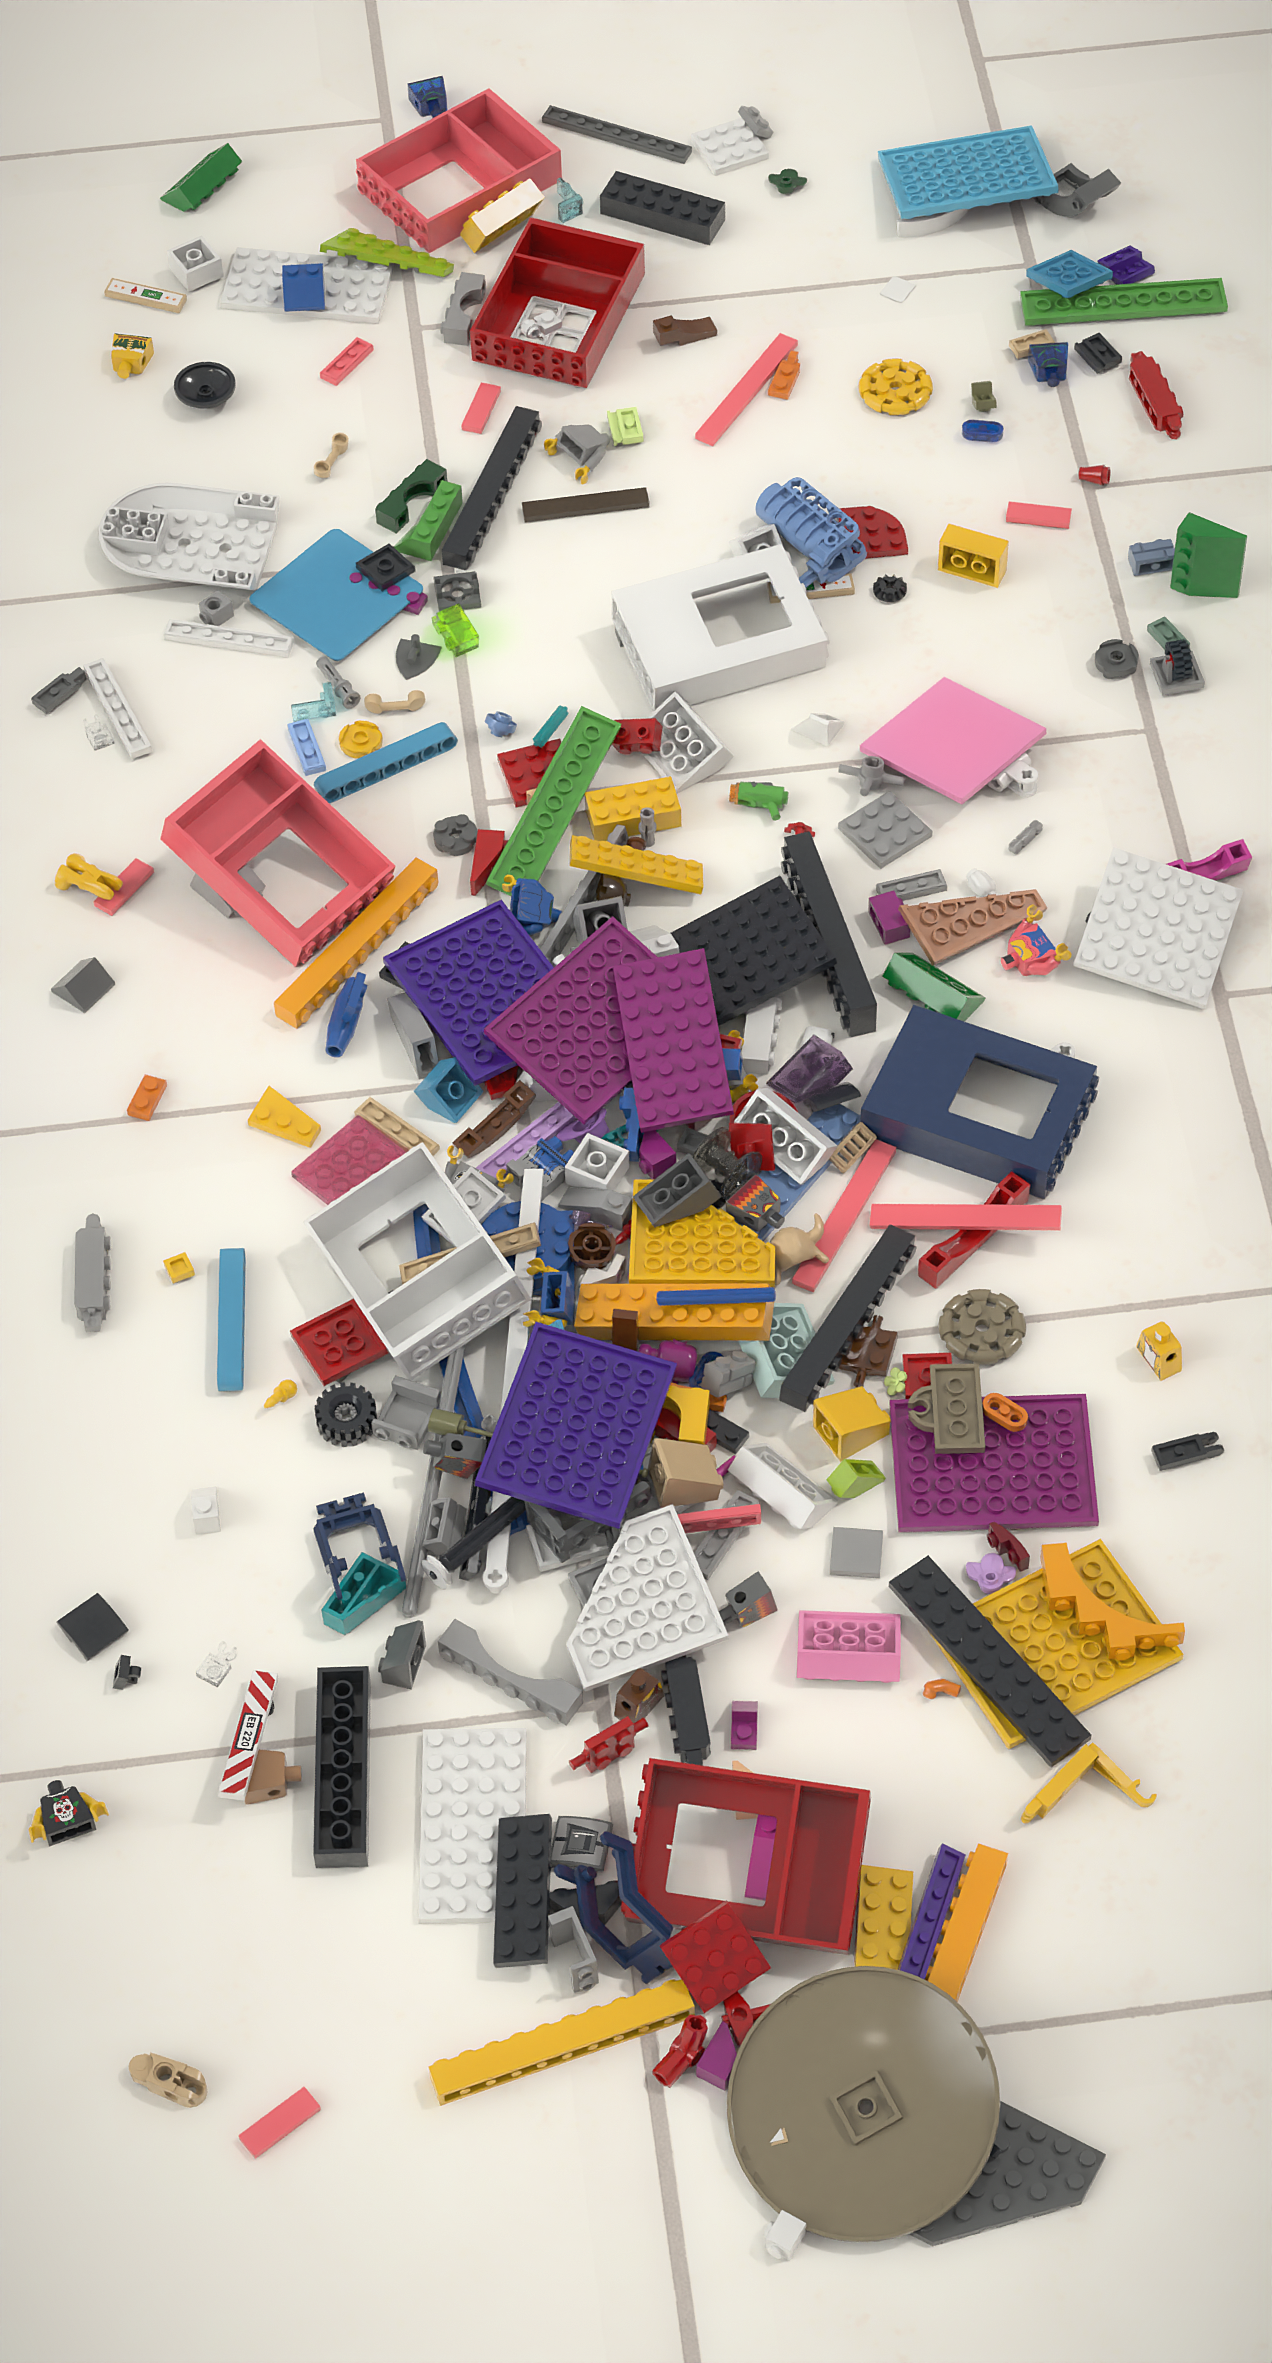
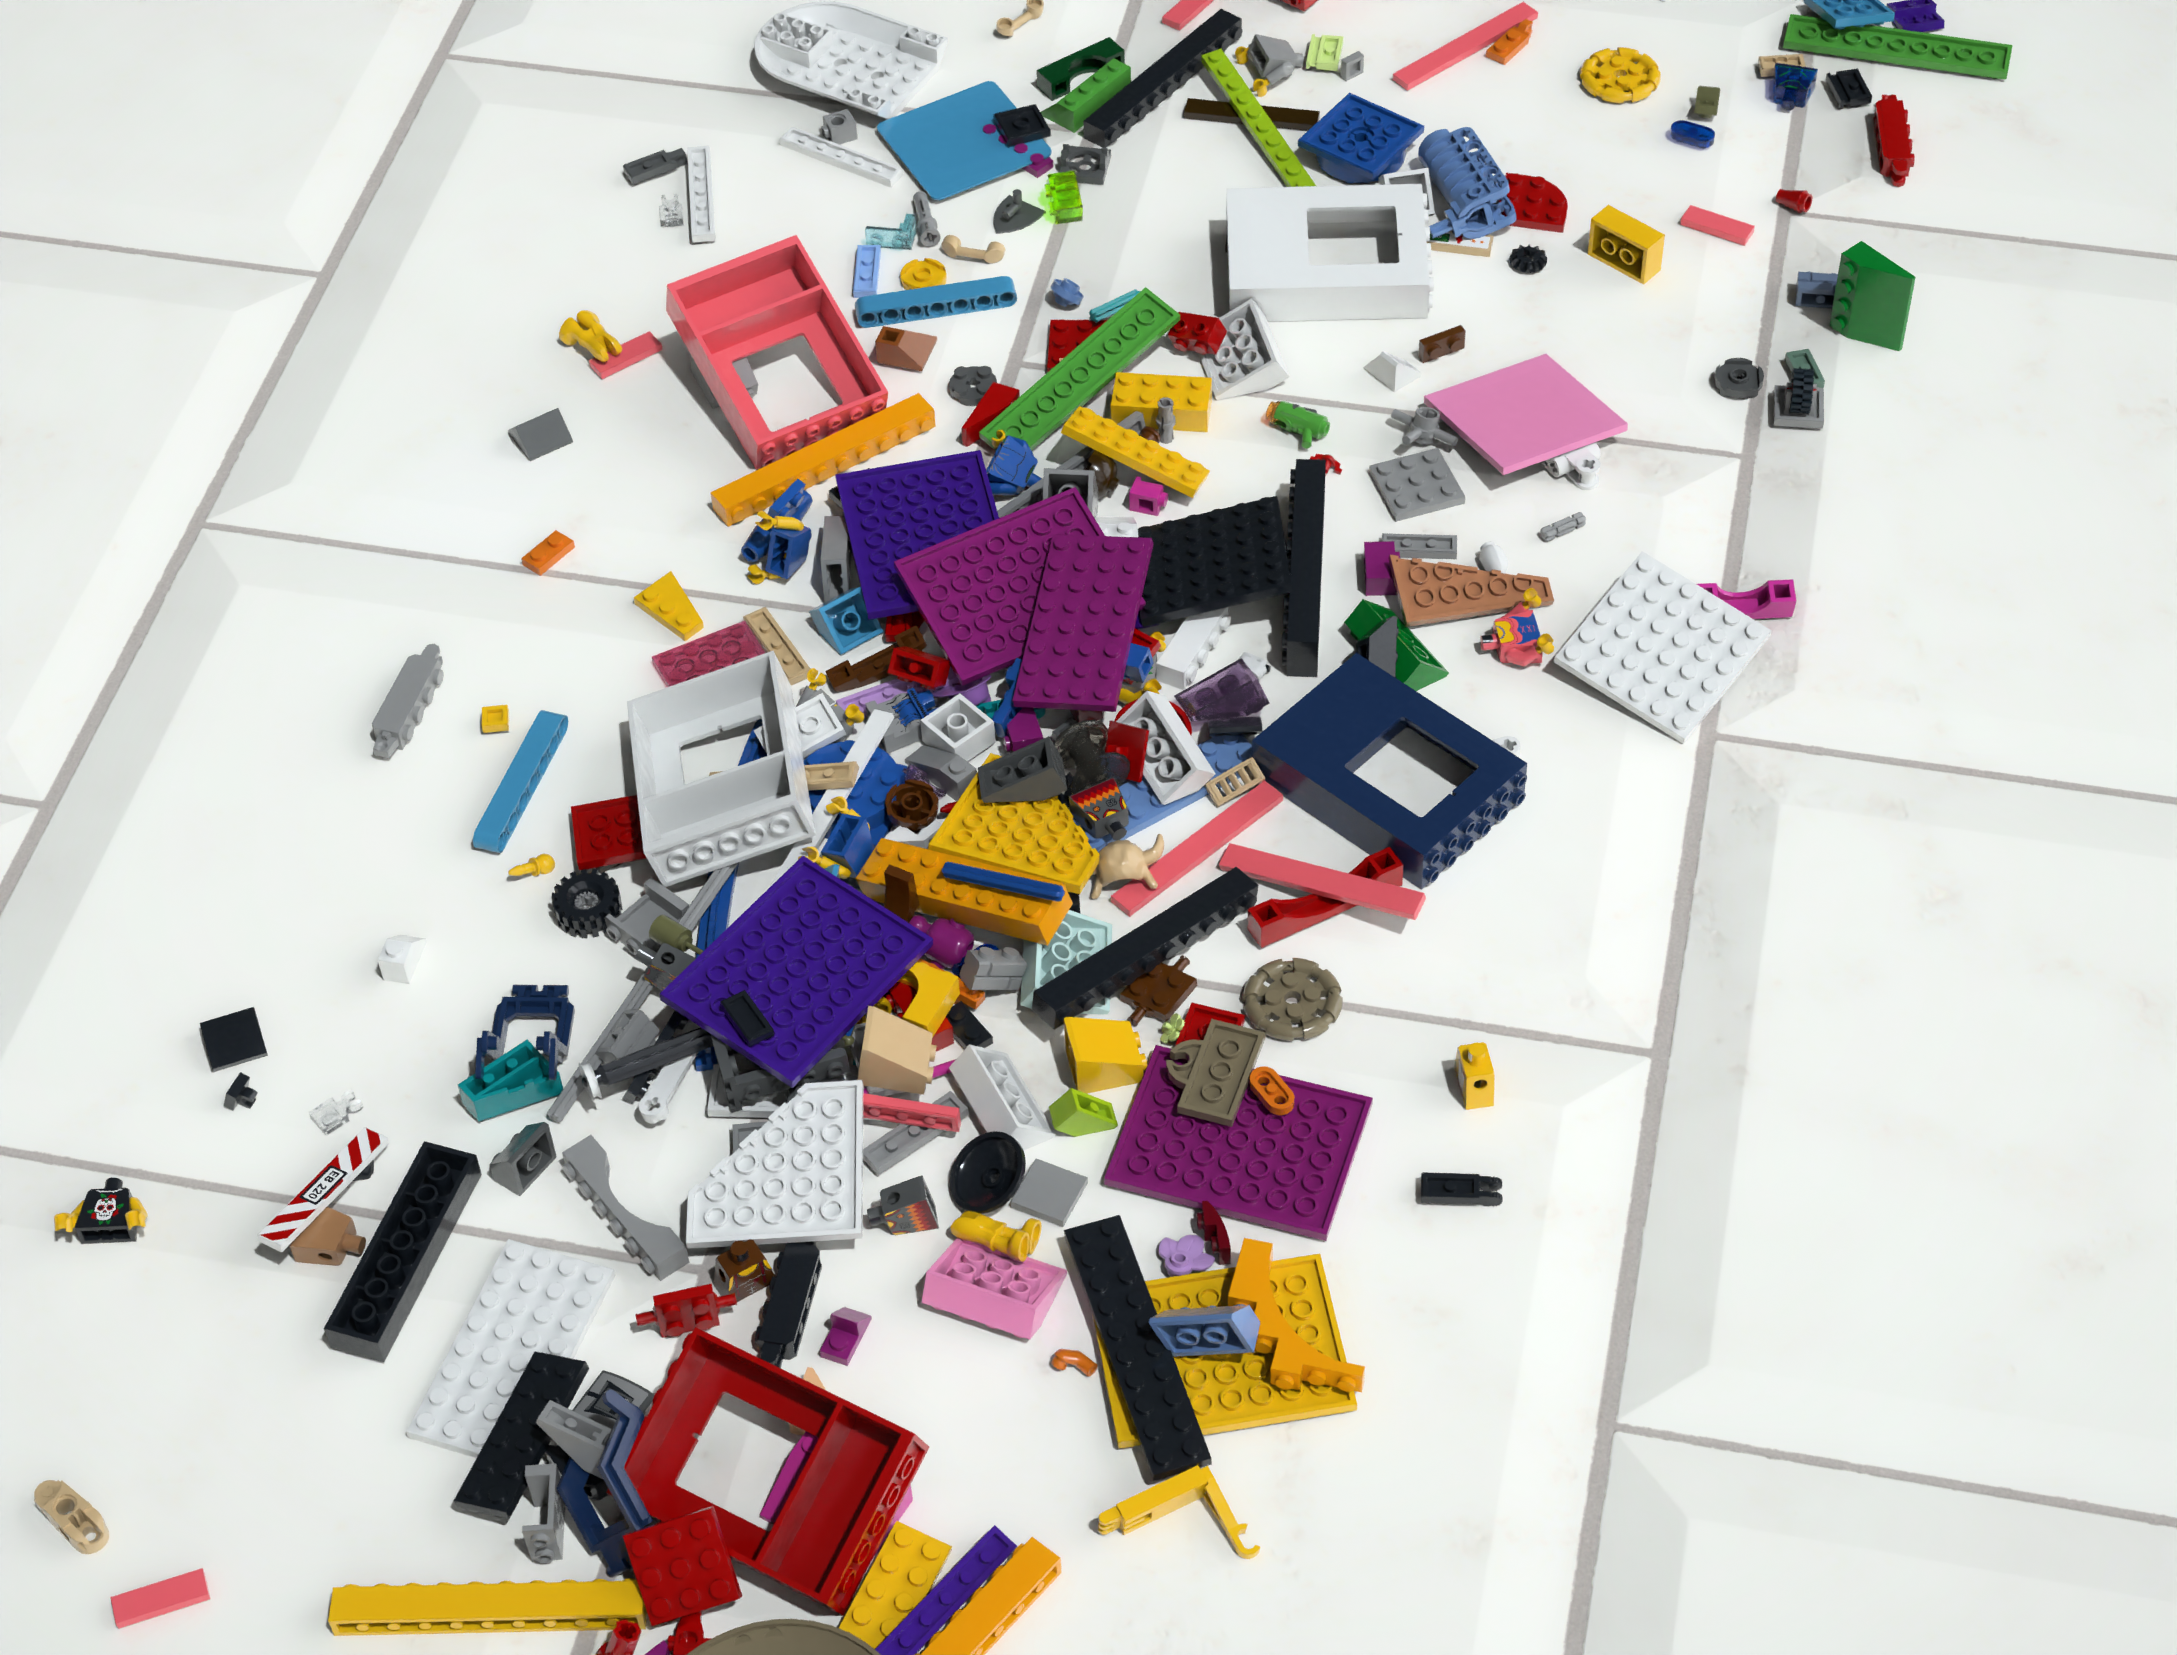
camera: 20 degrees right, 5 degrees down
(369, 1039) = (786, 549): none -> blue torso
(380, 815) = (904, 348): none -> dark orange slope
(540, 1118) = (919, 667): none -> red brick
(559, 1480) = (746, 1018): none -> black tile
(588, 1879) = (576, 1435): none -> light grey slope
(598, 513) = (1256, 120): none -> lime plate
(656, 434) = (1352, 66): none -> light grey plate
(660, 903) = (1147, 497): none -> dark pink brick
(698, 508) = (1360, 140): none -> blue piece
(790, 1550) = (987, 1172): none -> black dish
(831, 1602) = (996, 1235): none -> yellow piece
(852, 690) = (1441, 344): none -> reddish brown plate
(927, 990) = (1380, 645): none -> black slope
(1048, 1630) = (1207, 1330): none -> medium blue slope

